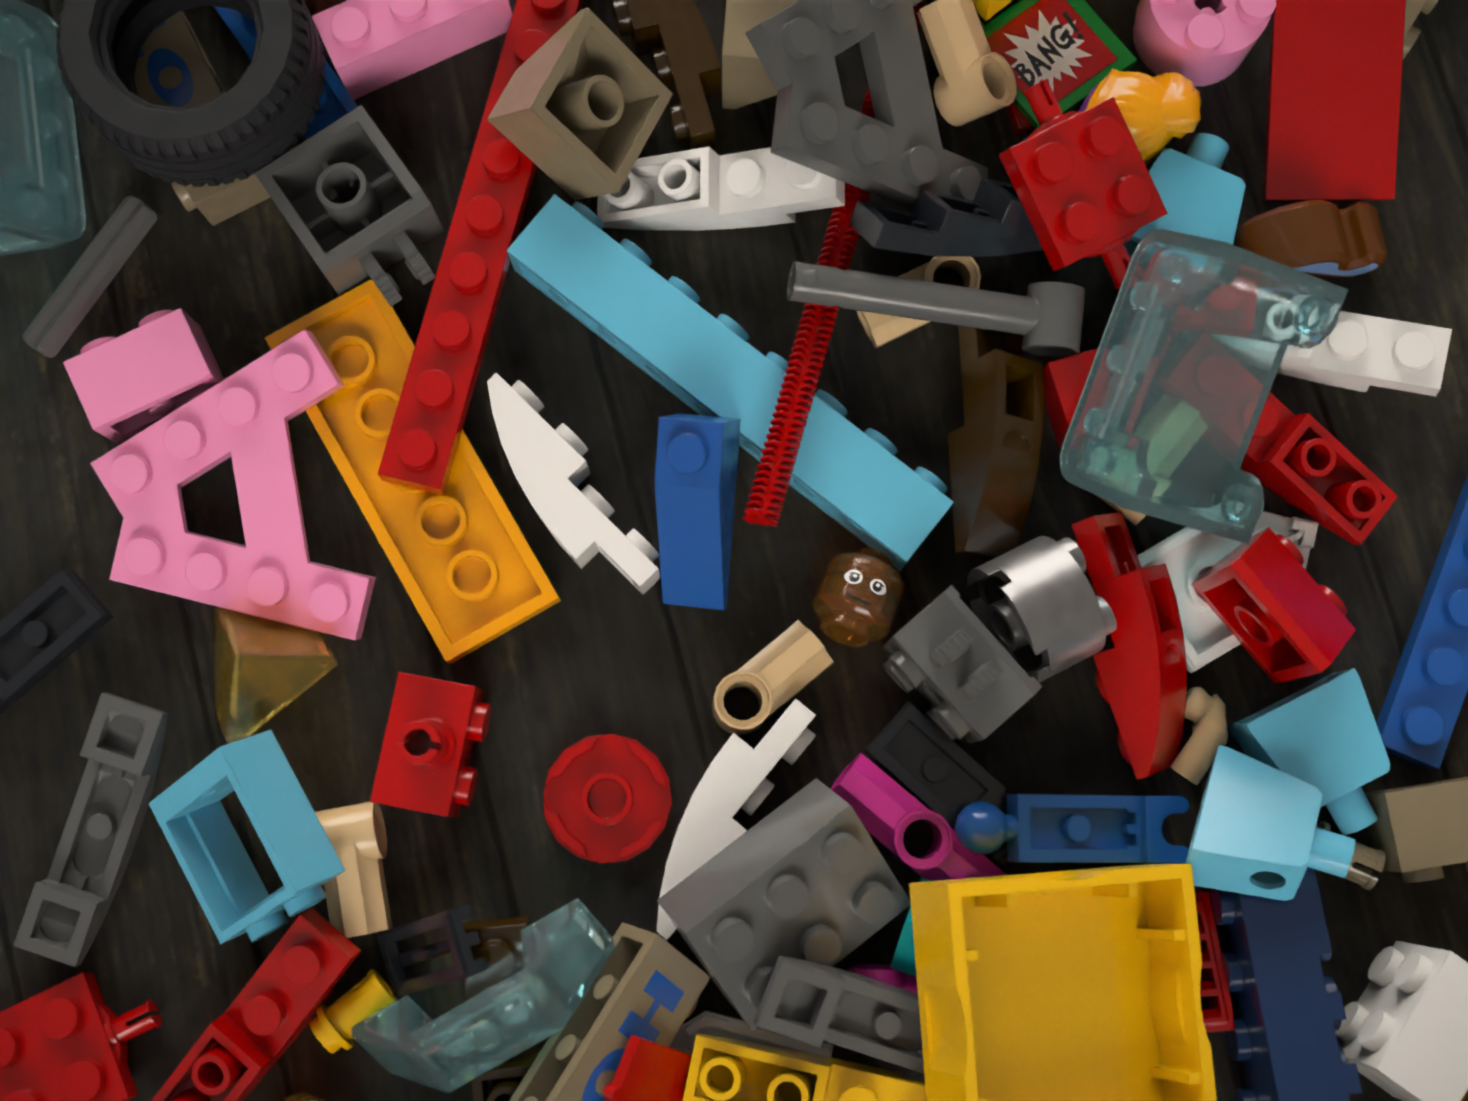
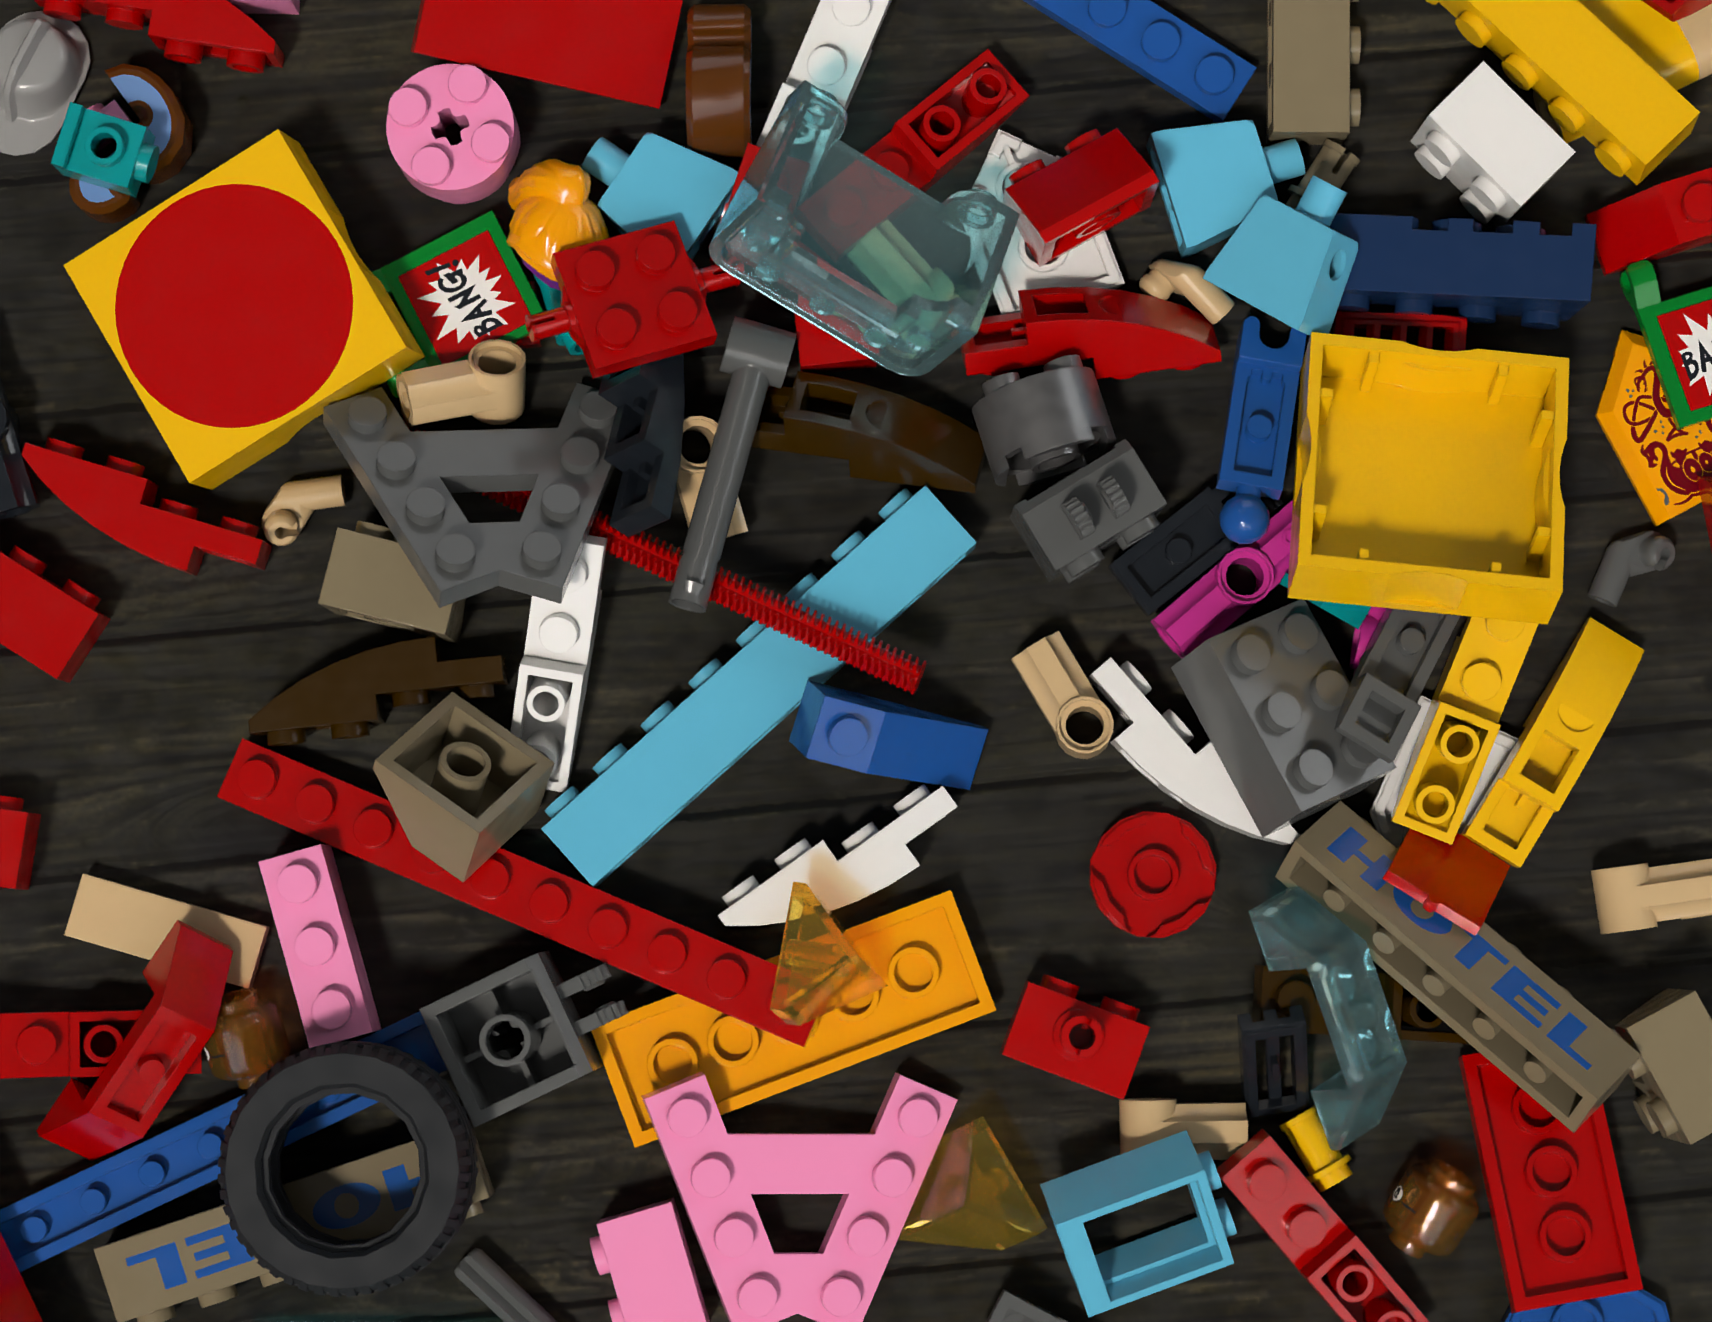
camera: 80 degrees left, 5 degrees up
(460, 468) = (818, 962): none -> clear yellow slope
(858, 597) = (999, 595): clear orange head -> none

